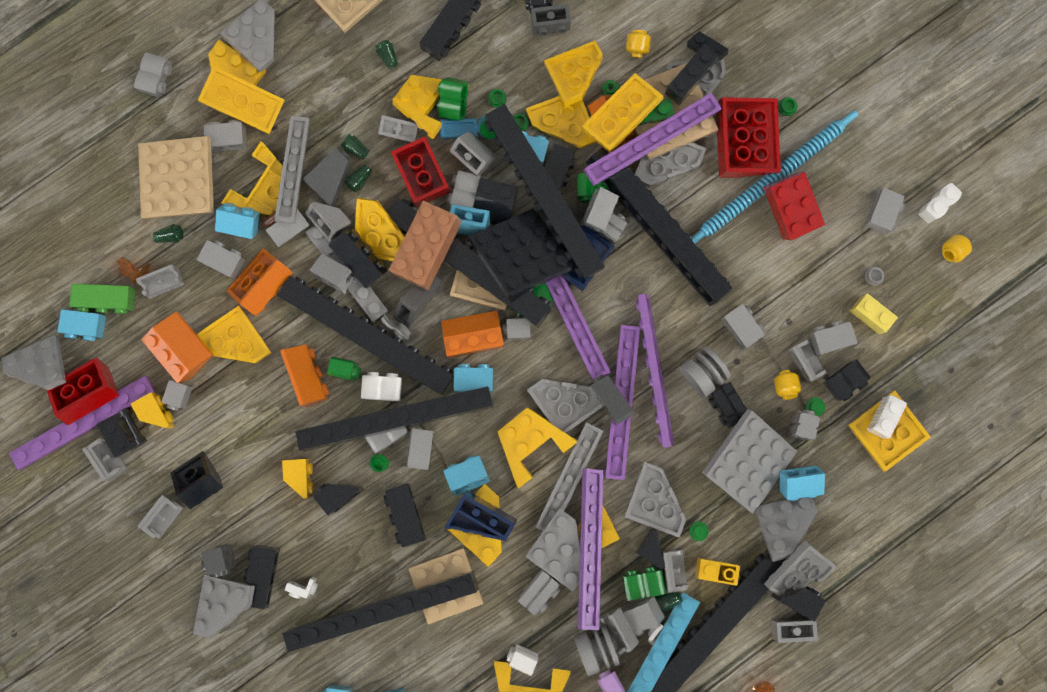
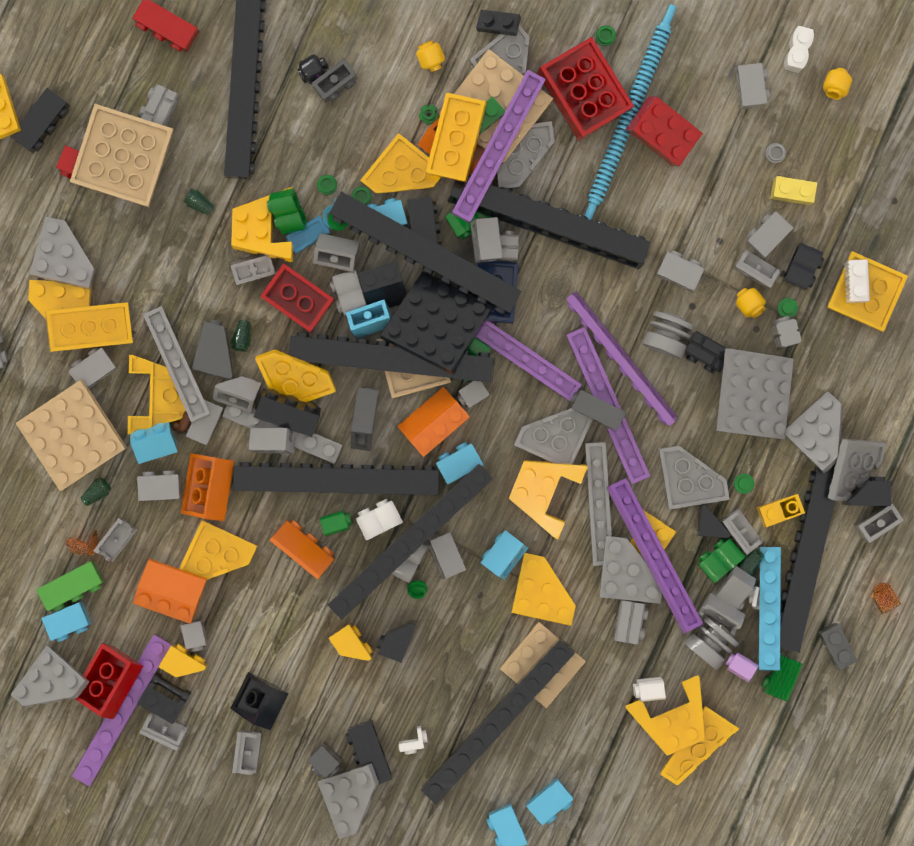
camera: 25 degrees left, 5 degrees up
(354, 146) = (219, 308): clear green cone -> none
(400, 330) = (365, 456): light grey plate -> none
(404, 515) = (468, 623): black brick -> none
(425, 245) = (345, 367): nougat brick -> none
(481, 518) = (540, 585): dark blue wedge -> none
(574, 71) = (386, 118): yellow plate -> none
(691, 74) = (499, 62): black brick -> none
(802, 482) = (813, 385): medium azure brick -> none

